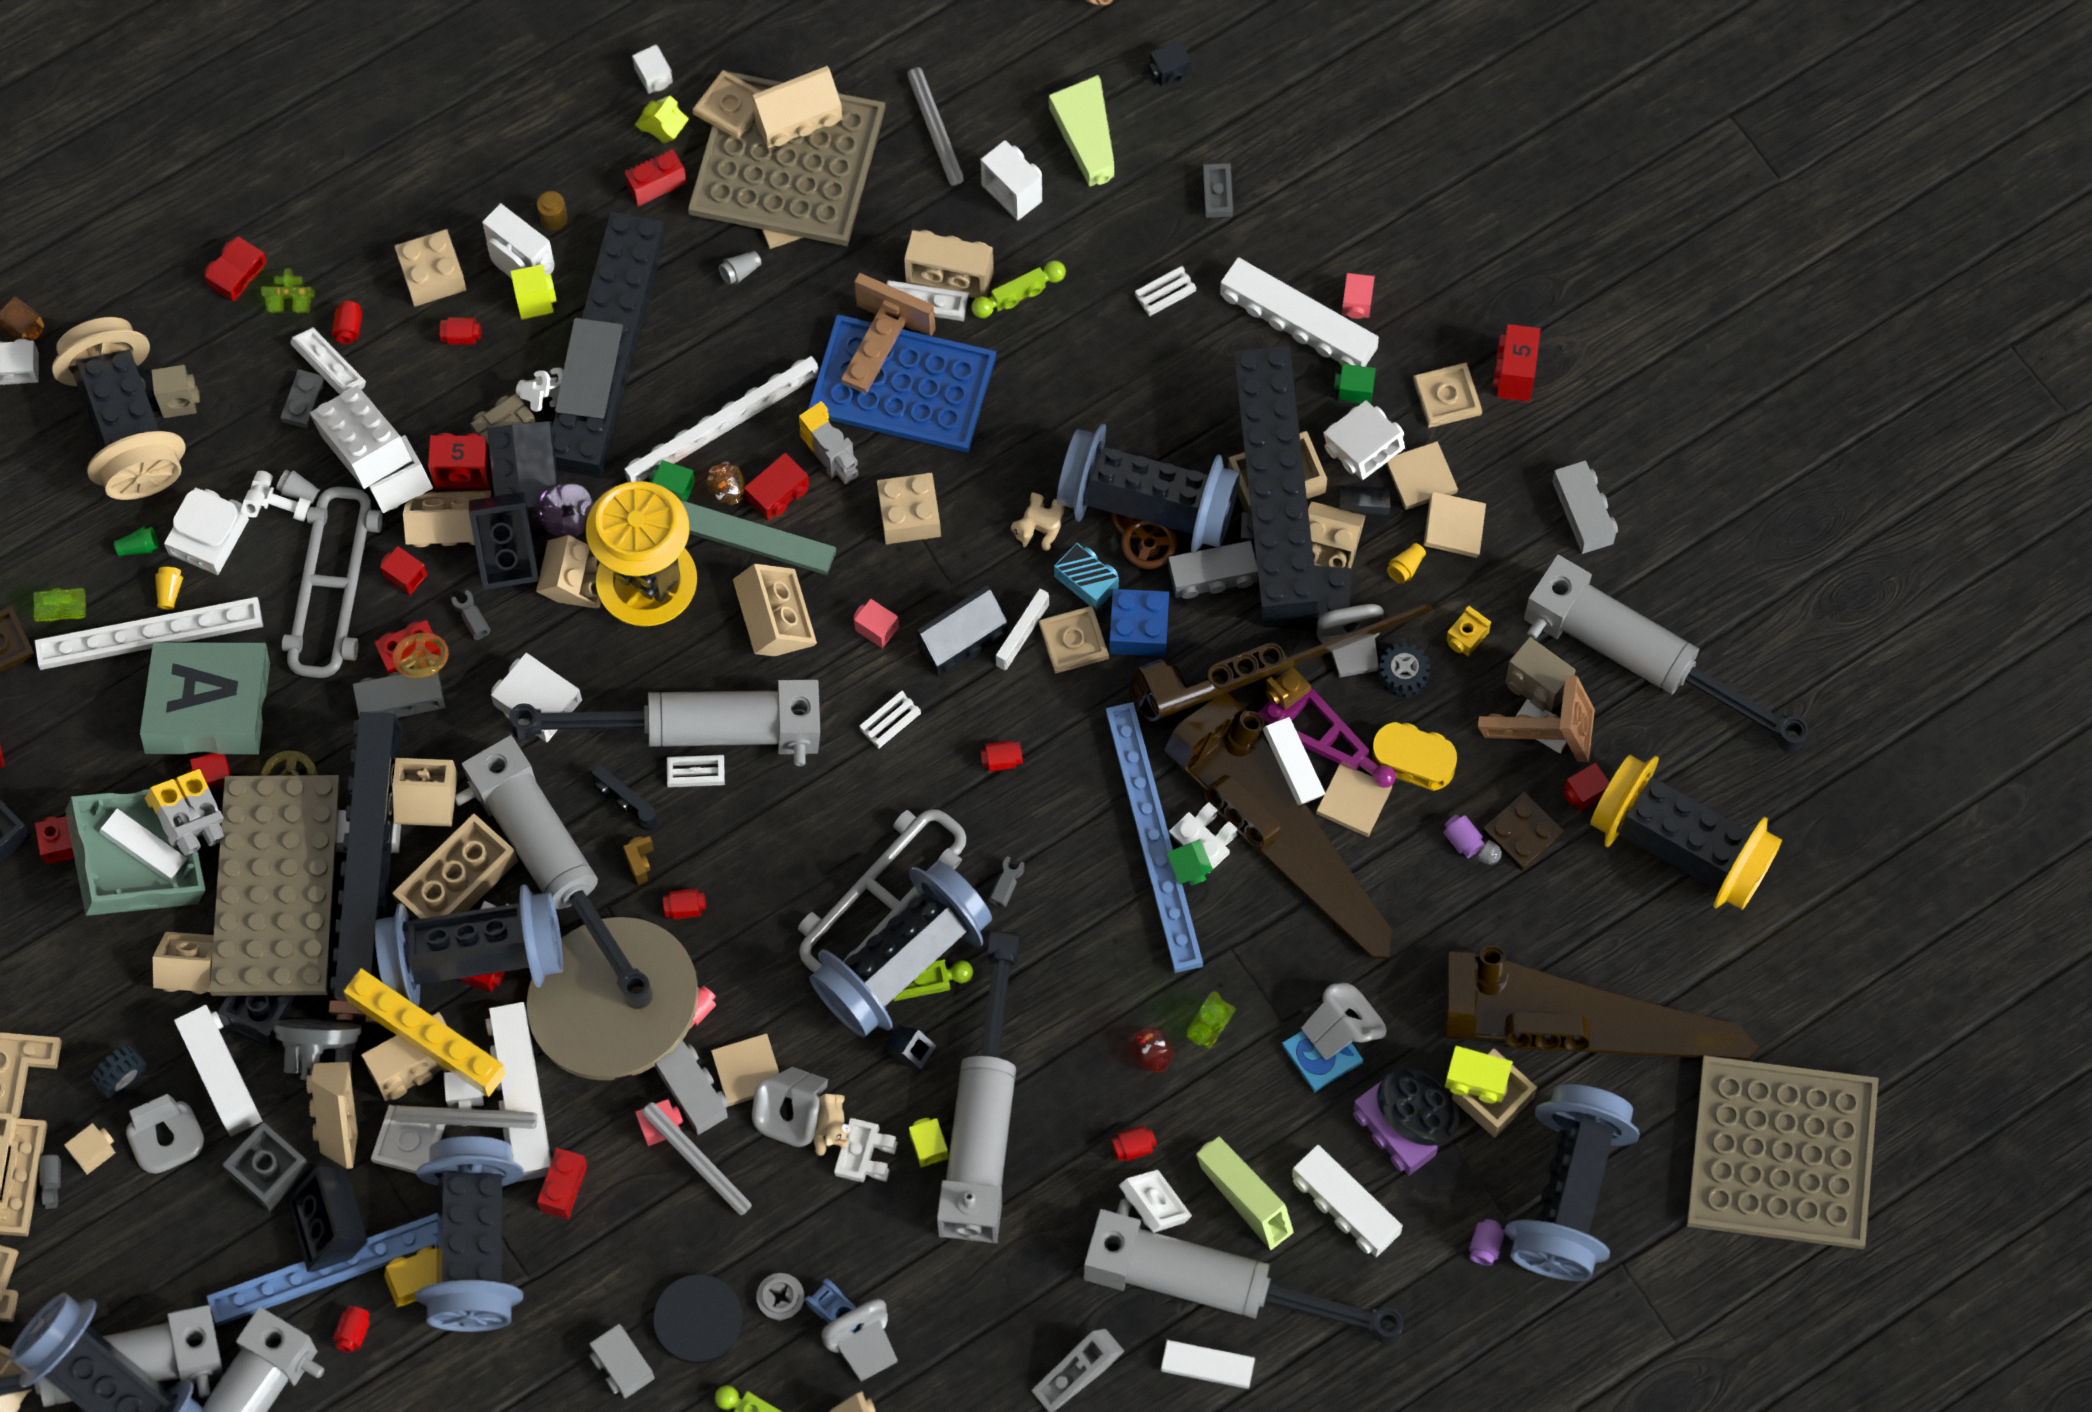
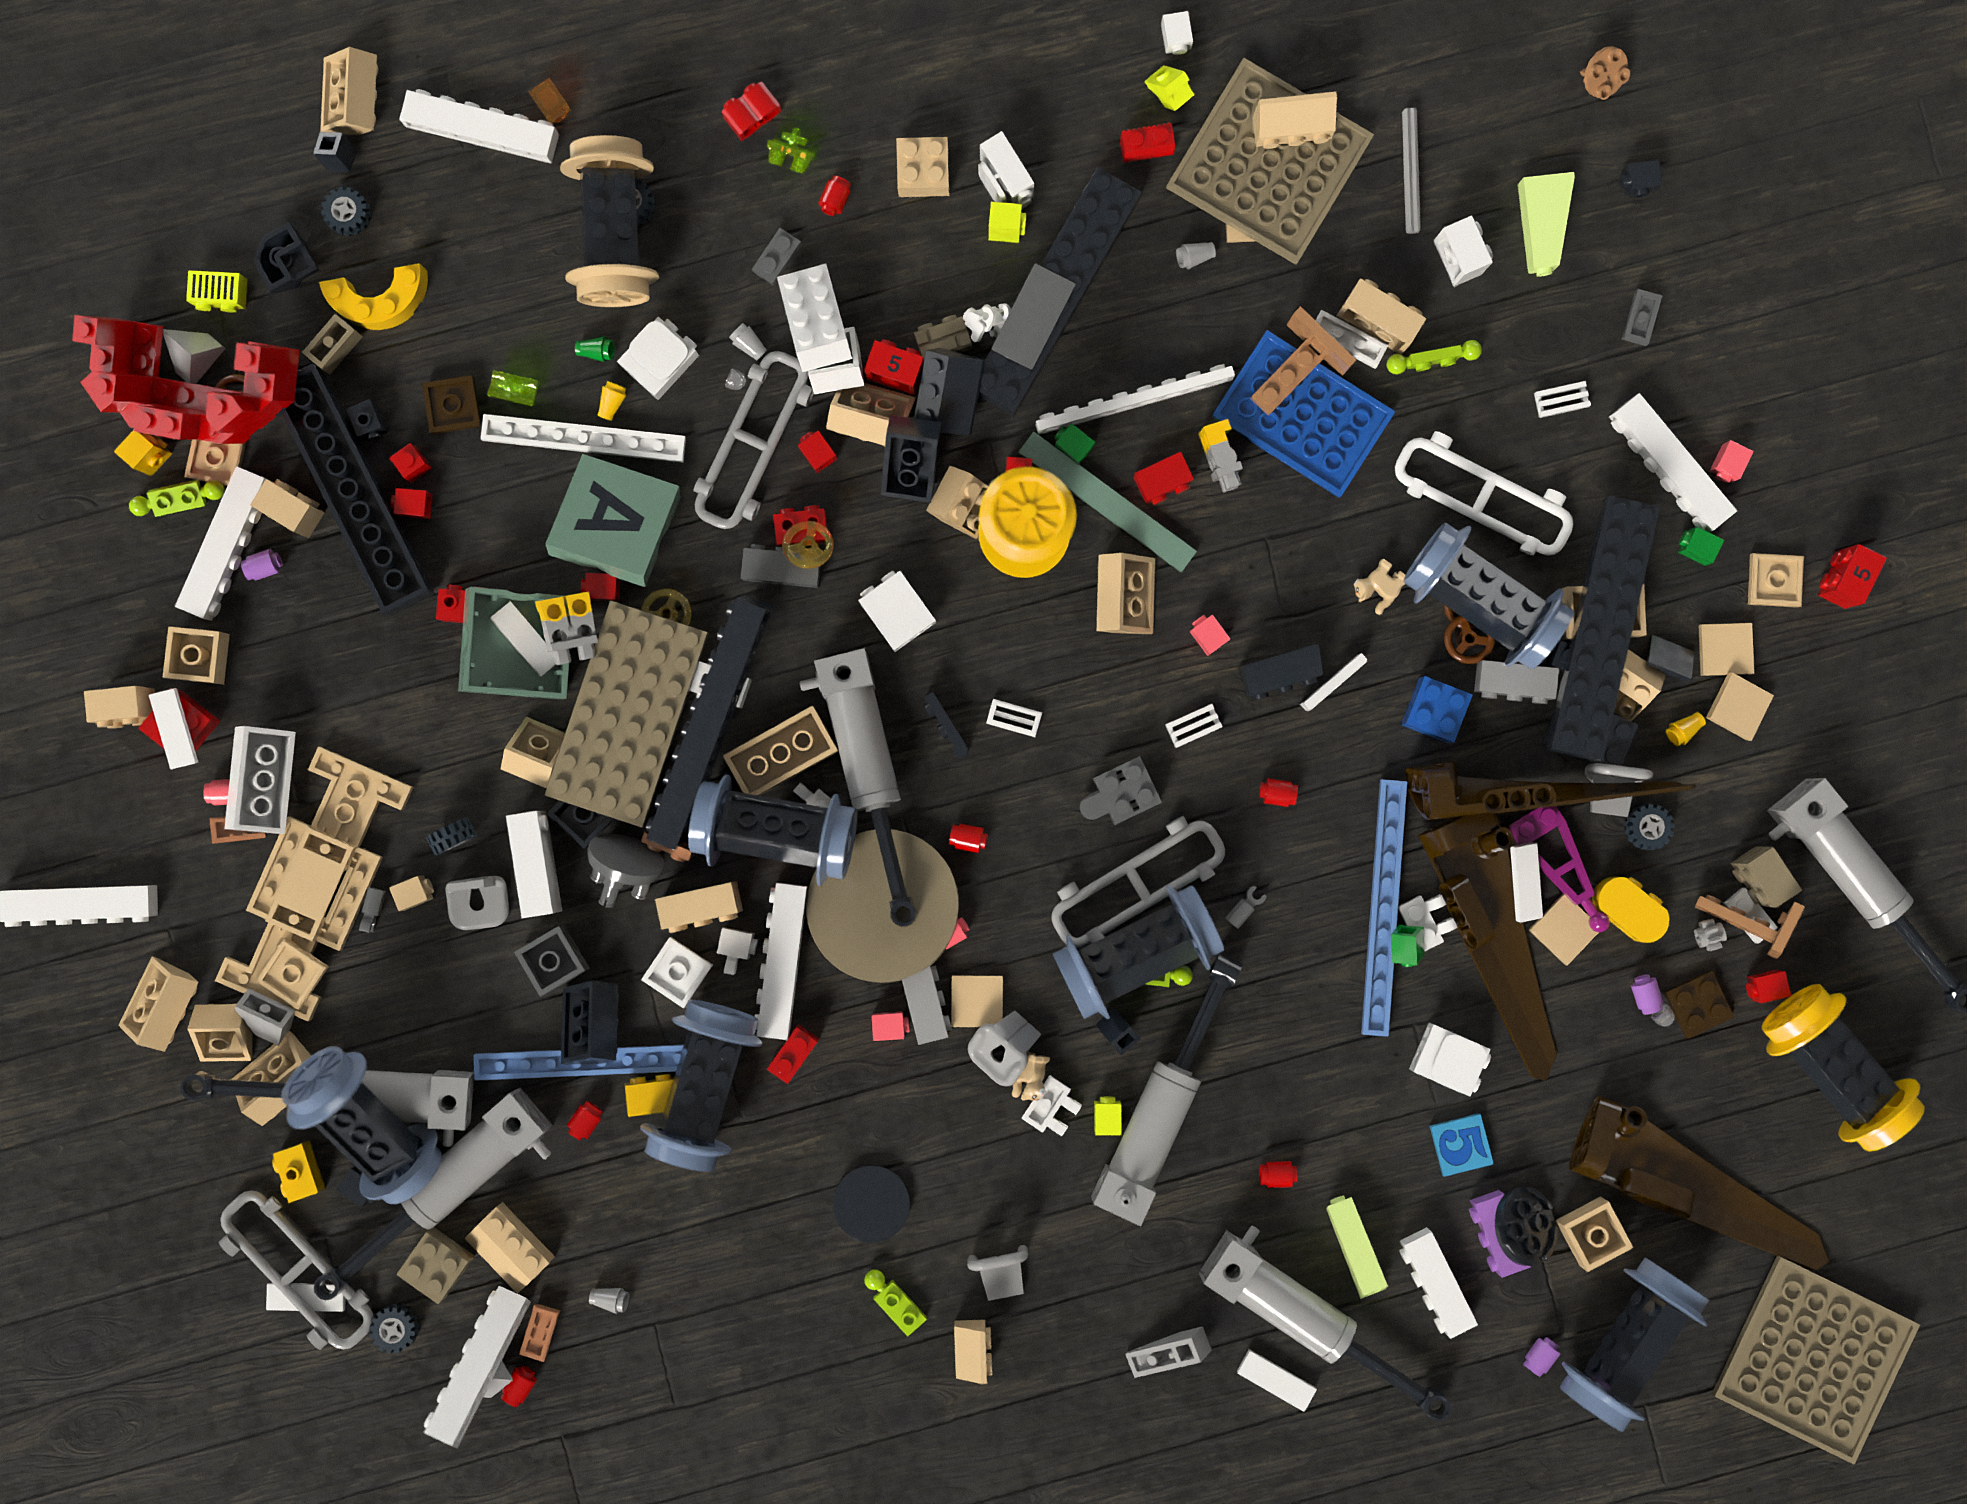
camera: 20 degrees right, 20 degrees up
(175, 391) = (665, 217): dark tan brick -> none
(262, 495) = (715, 342): white bar -> none
(295, 528) = (735, 380): none -> clear hinge
(327, 361) = (807, 229): white tile -> none
(333, 1111) = (619, 938): tan slope -> none
(424, 791) = (775, 674): tan slope -> none
(424, 1032) = (711, 903): yellow brick -> none
(460, 331) = (931, 237): red brick -> none
(466, 1117) = (728, 974): light grey axle -> none
(472, 617) = (864, 513): dark grey bar -> none
(551, 511) = (982, 452): clear purple plate -> none
(552, 210) = (1046, 145): pearl gold brick -> none
(621, 1361) = (797, 1222): light grey brick -> none
(636, 858) = (940, 789): pearl gold bracket -> none
(696, 1158) = (910, 1071): light grey axle -> none
(704, 719) = (1035, 683): light grey piece -> none
(726, 483) = (1120, 462): clear orange head -> none
(727, 104) = (1235, 92): tan tile -> none
(778, 1283) = (943, 1219): light grey gear -> none
(830, 1303) = (984, 1231): medium blue piece -> none
(834, 805) = (1121, 793): none -> dark grey brick
(909, 508) = (1271, 537): tan brick -> none
(1054, 369) = (1551, 502): none -> white bar
(1073, 639) = (1374, 703): tan tile -> none
(1086, 576) = (1405, 650): medium azure brick -> none
(1152, 1050) = (1320, 1099): clear red head -> none
(1155, 1201) = (1279, 1234): white plate -> none
(1210, 1020) = (1377, 1091): clear neon green hips -> none
(1278, 965) = (1450, 1060): none -> white brick
(1287, 688) = (1543, 817): pearl gold bracket -> none
(1332, 1029) = (1477, 1131): light grey piece -> none
(1364, 440) = (1689, 604): white brick -> none
(1467, 642) = (1725, 804): yellow brick -> none
(1478, 1075) = (1588, 1225): neon yellow brick -> none
(1506, 755) = (1710, 935): none -> light grey gear
(1585, 506) = (1859, 727): light grey brick -> none

